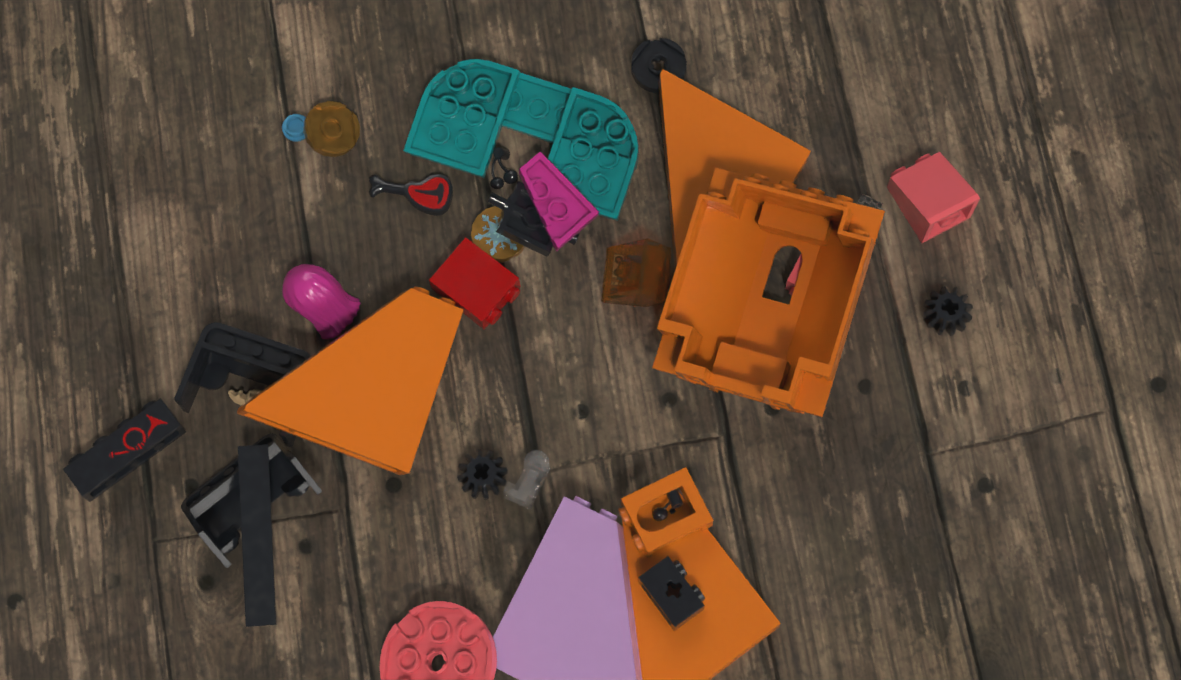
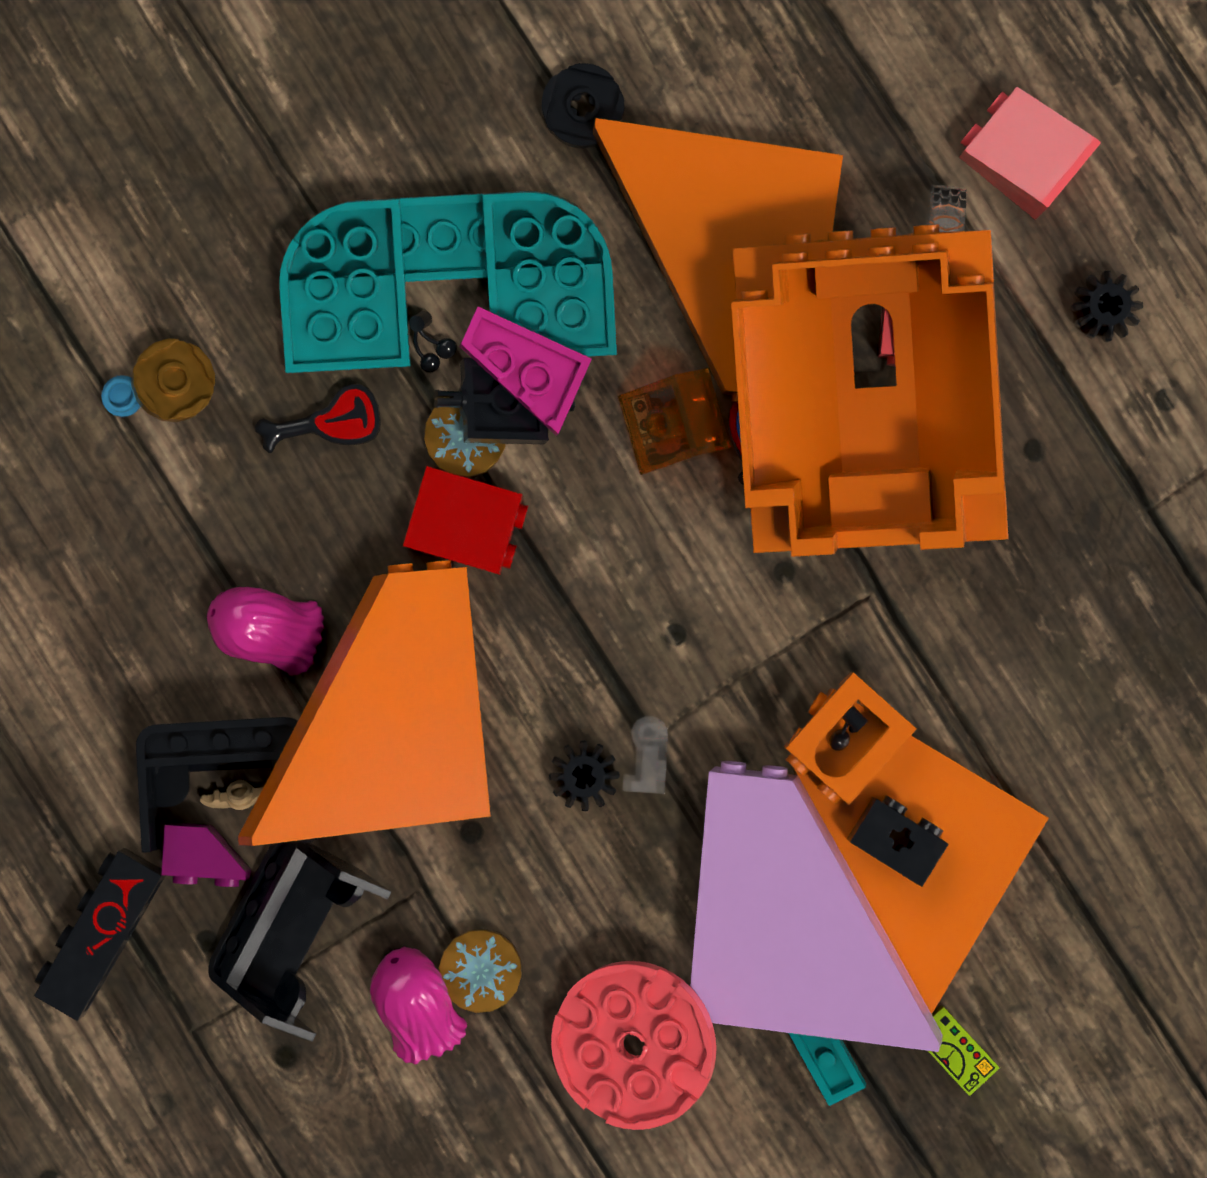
camera: 25 degrees left, 15 degrees up
(211, 423) = (203, 853): none -> magenta slope
(257, 535) = (327, 975): black tile -> none
(305, 580) = (415, 1006): none -> dark pink piece
(359, 576) = (481, 970): none -> pearl gold tile

